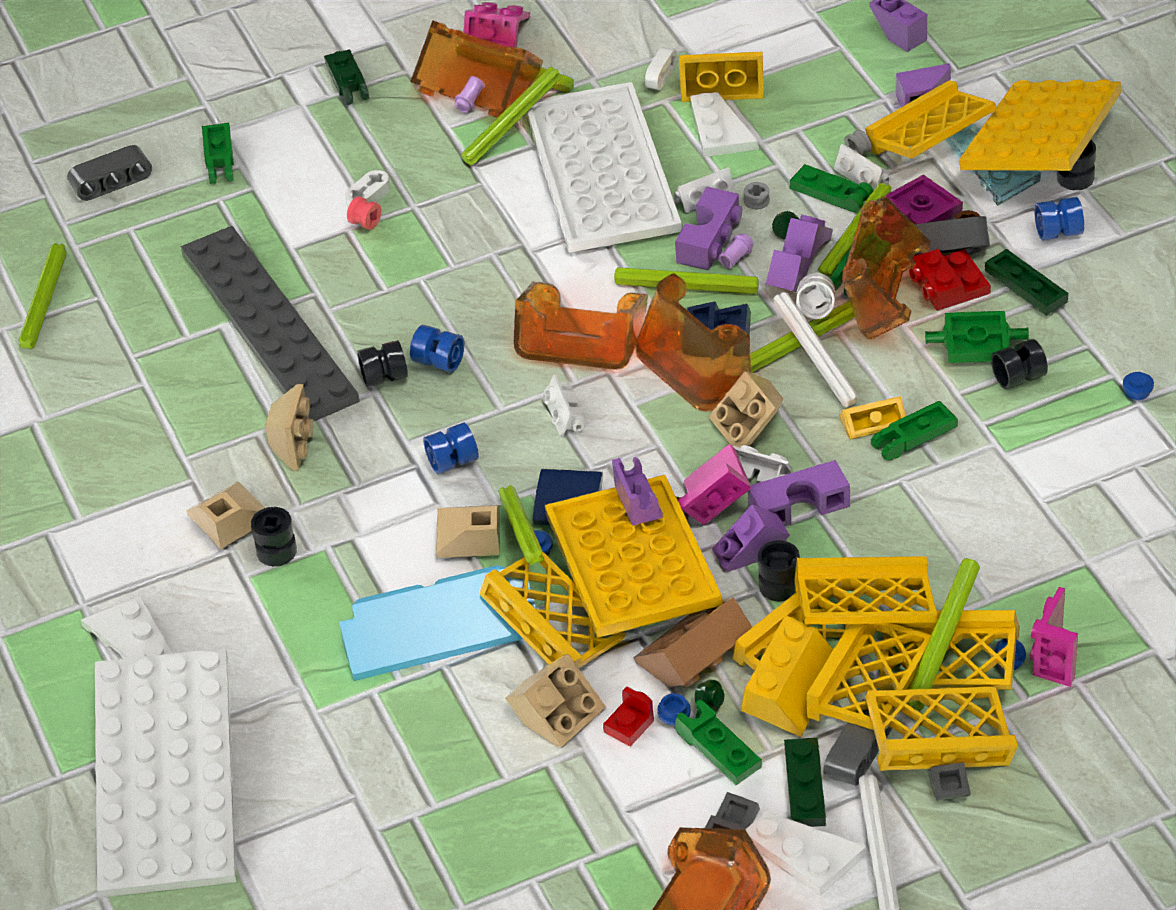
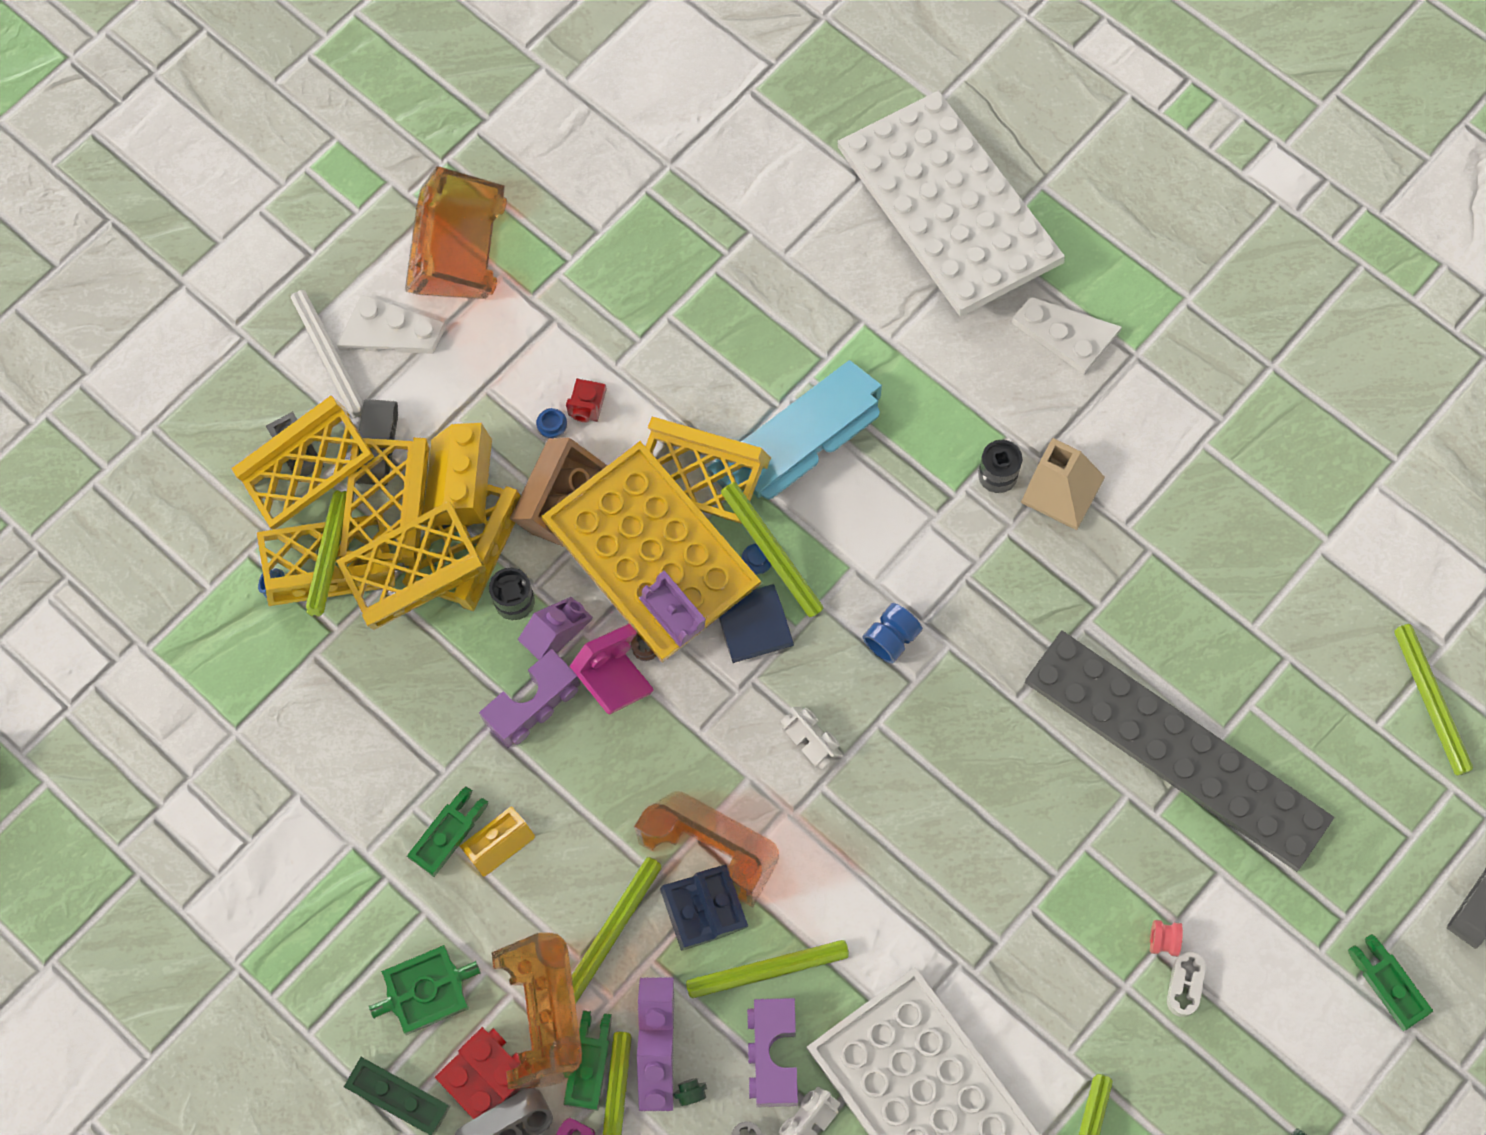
camera: 155 degrees right, 25 degrees up
(290, 427) = (1062, 594): tan slope -> none
(383, 363) = (1015, 722): black wheel -> none
(437, 348) = (975, 759): blue wheel -> none
(468, 531) = (826, 547): tan slope -> none
(556, 701) = (655, 382): tan slope -> none
(576, 335) = (846, 848): clear orange windscreen -> none
(711, 693) = (523, 442): dark green plate -> none
(718, 743) = (498, 401): green plate -> none
(734, 813) = (460, 328): dark grey slope -> none
(740, 246) = (731, 1032): lavender pin -> none
(746, 409) = (617, 788): tan slope -> none
(768, 466) = (570, 729): white hinge -> none
(805, 781) = (412, 394): dark green plate -> none
(815, 296) = (610, 974): white wheel -> none
(815, 349) = (585, 900): white axle -> none
(1017, 364) = (364, 968): black wheel -> none
(1054, 646) = (230, 581): dark pink bracket -> none
(1138, 385) = (238, 982): blue plate -> none

